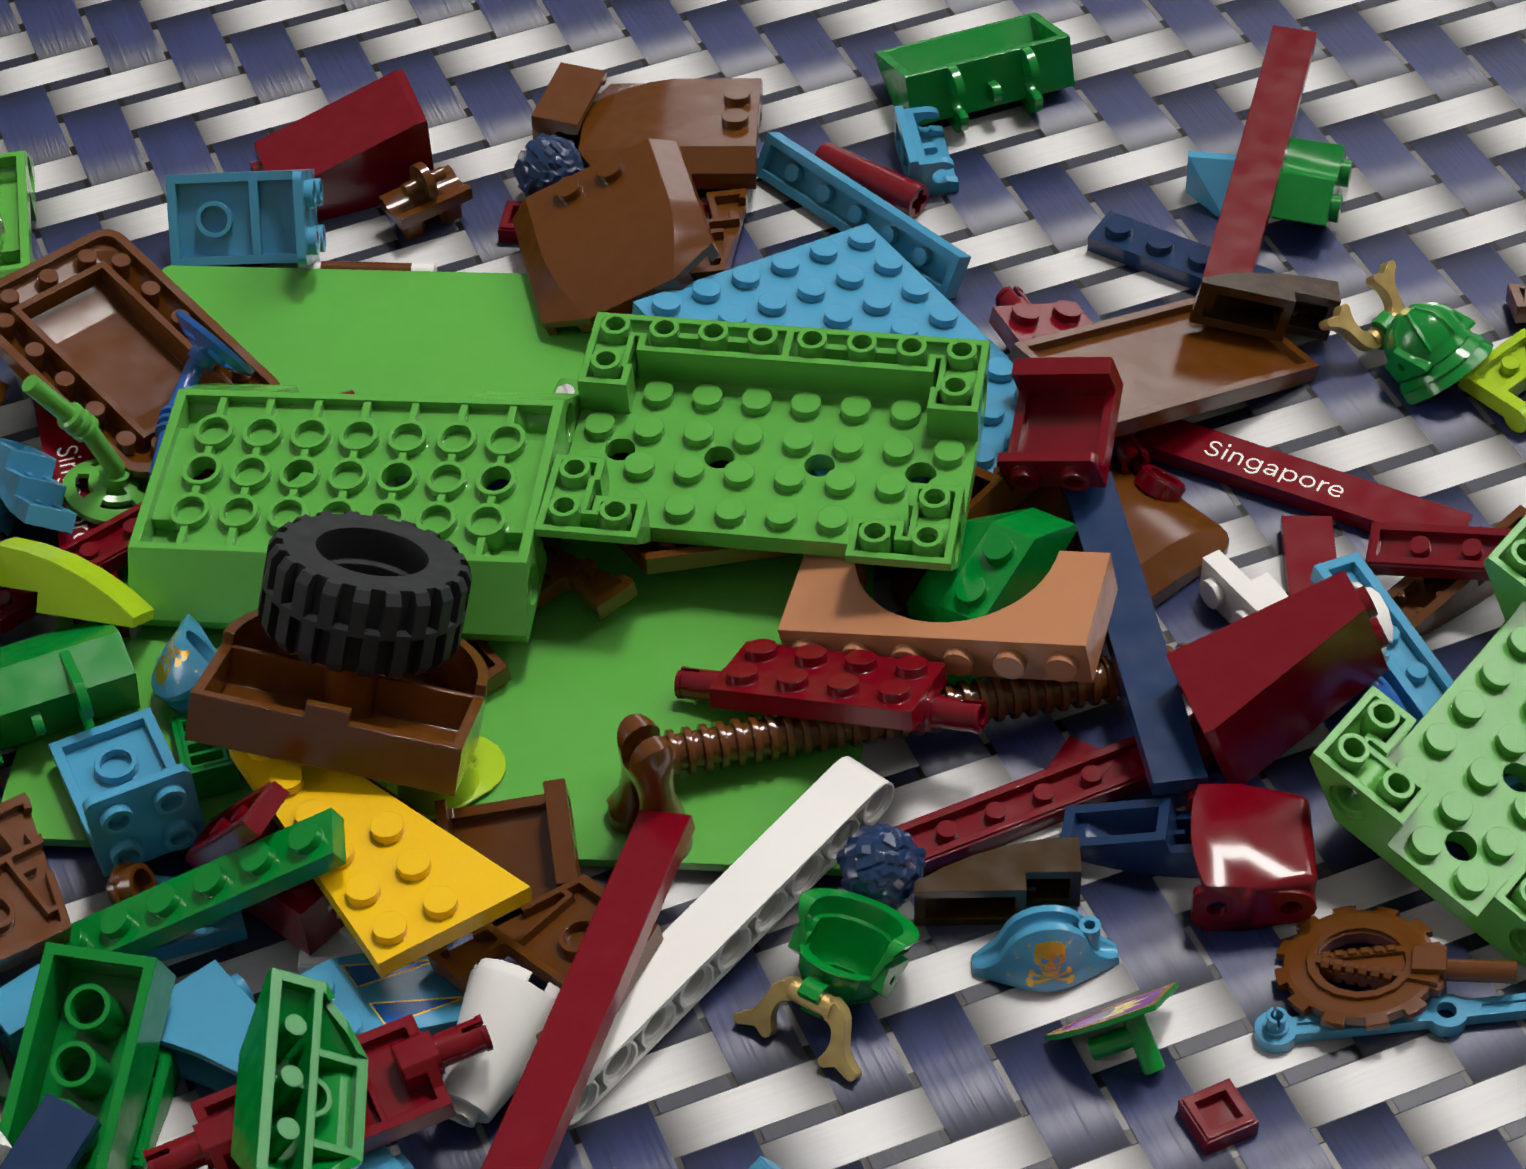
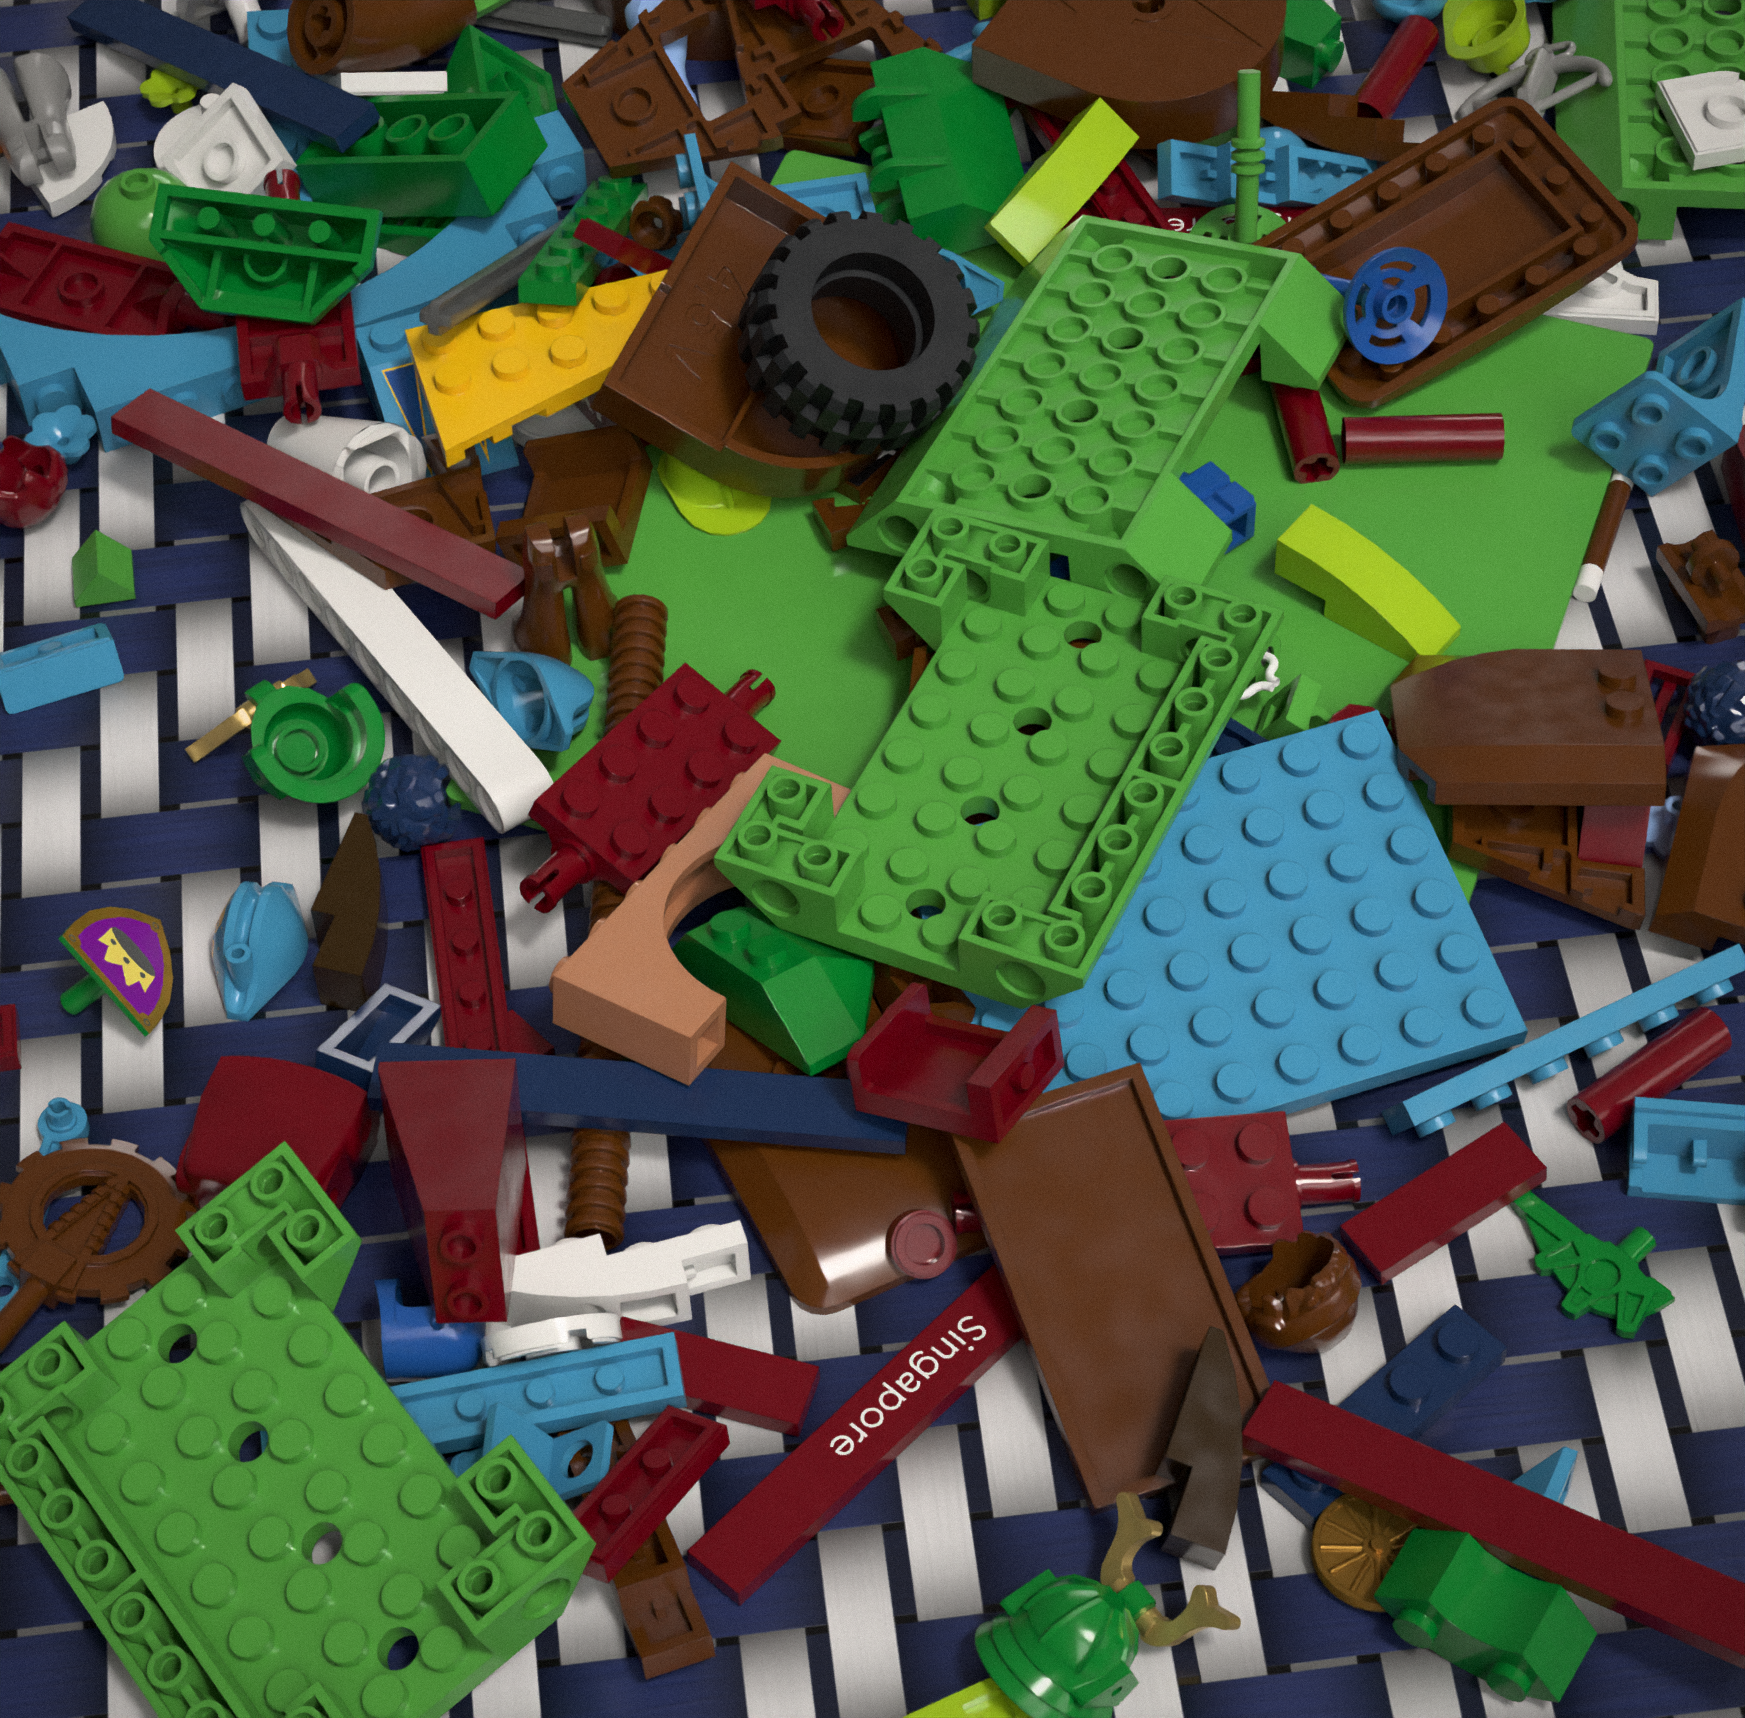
camera: 105 degrees right, 5 degrees up
(289, 918) = (482, 287): none -> dark grey axle
(312, 348) = (1422, 438): none -> dark red piece
(484, 356) = (1363, 586): none -> lime slope
(752, 800) = (535, 695): none -> dark azure hat
(1011, 253) = (1443, 1203): none -> dark red tile
(1027, 192) = (1594, 1272): none -> green piece
(1124, 280) = (1302, 1296): none -> reddish brown hair
(1289, 247) = (1356, 1548): none -> pearl gold wheel
(1444, 629) = (548, 1453): none -> dark azure bracket

